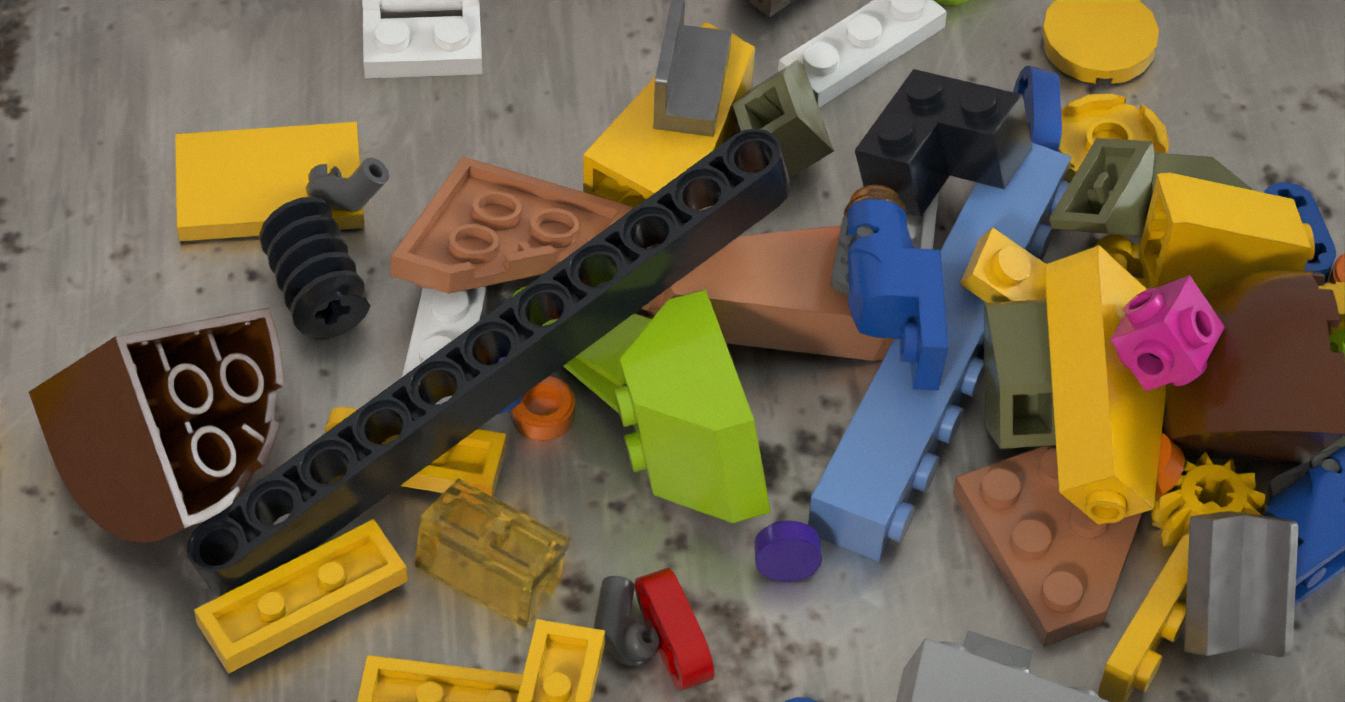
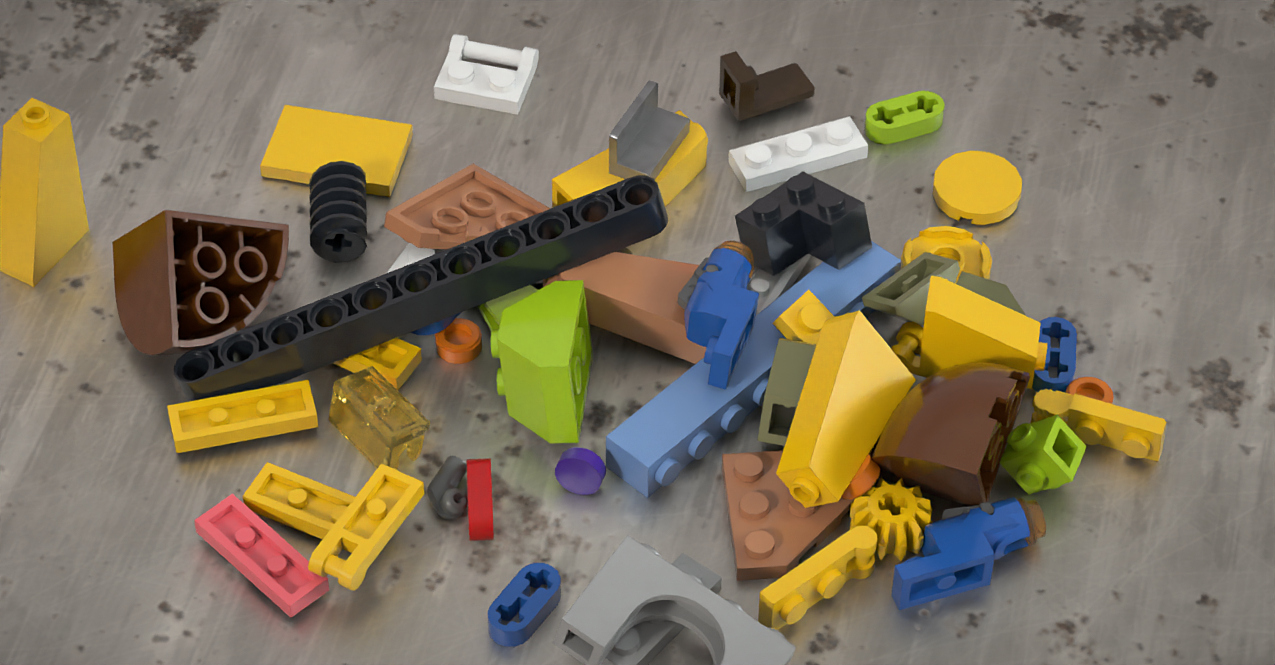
camera: 20 degrees right, 5 degrees down
(347, 193) = (381, 166): dark grey arm -> none
(791, 113) = (707, 190): olive slope -> none
(1042, 105) = (899, 224): blue beam -> none
(1167, 334) = (873, 383): dark pink brick -> none
(1241, 584) = (876, 565): flat silver panel -> none

